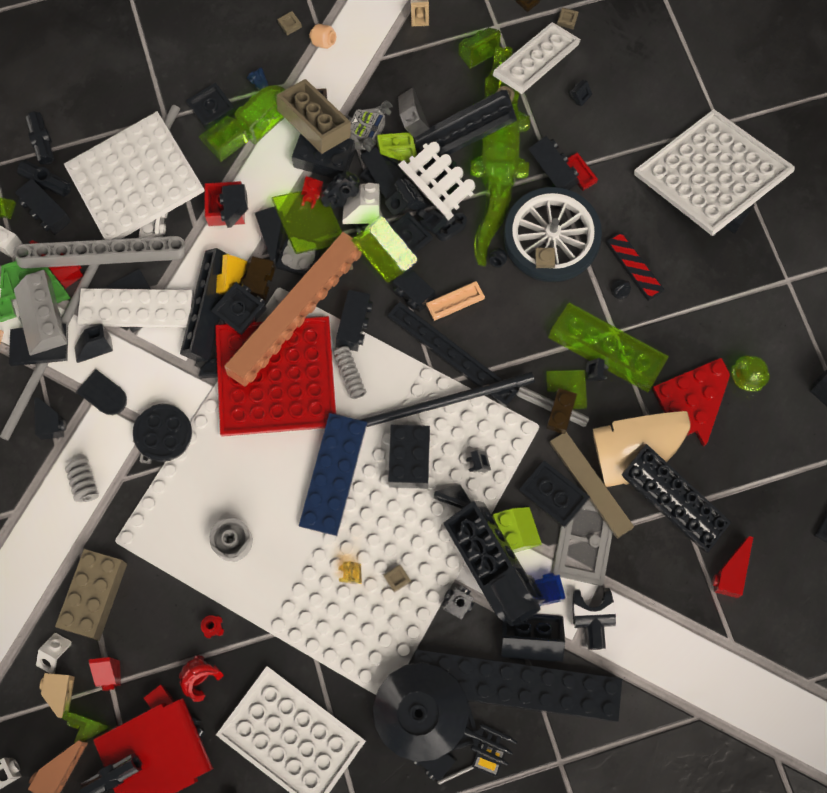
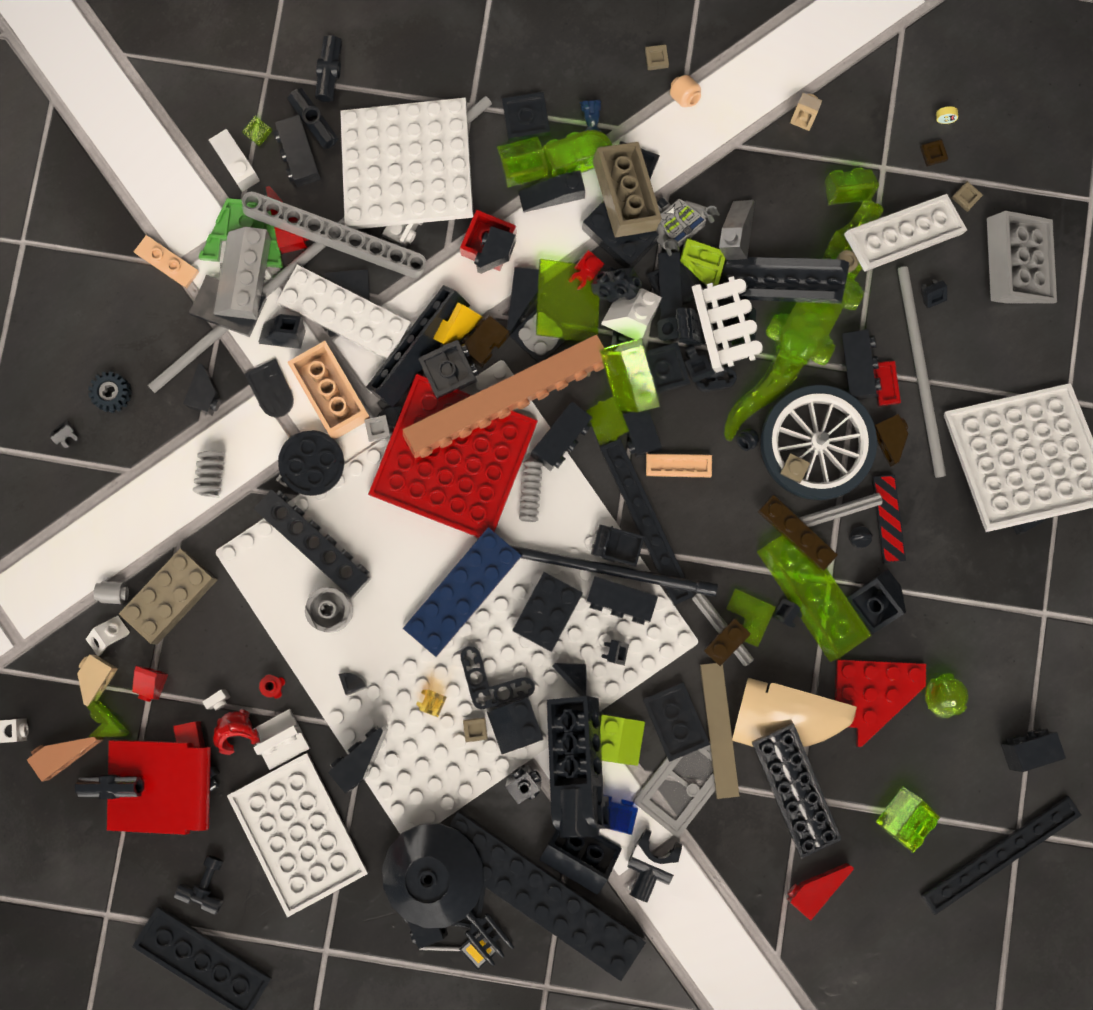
camera: 25 degrees right, 10 degrees up
(41, 615) = (111, 592): none -> light grey brick
(143, 484) = (268, 510): none -> black brick
(151, 370) = (329, 390): none -> light nougat brick
(171, 659) = (216, 700): none -> white plate
(204, 381) = (377, 428): none -> light grey tile
(240, 667) = (280, 740): none -> white bracket
(258, 148) = (552, 192): none -> black slope
(278, 591) = (351, 683): none -> black tile
(313, 651) = (356, 766): none -> black slope
(383, 292) = (607, 420): none -> clear neon green piece
(387, 541) = (483, 687): none -> black beam
(427, 558) = (515, 725): none -> black slope
(438, 380) = (617, 545): none -> black piece
(463, 420) = (621, 600): none -> black brick
(572, 306) = (797, 533): none -> dark brown plate
(595, 276) = (842, 510): none -> light grey axle
(602, 152) = (921, 372): none -> light grey piece
(606, 206) = (892, 438): none -> dark brown slope
(629, 41) = (1021, 258): none -> light grey slope
(661, 328) = (879, 601): none -> black slope
(773, 480) = (908, 819): none -> clear neon green slope

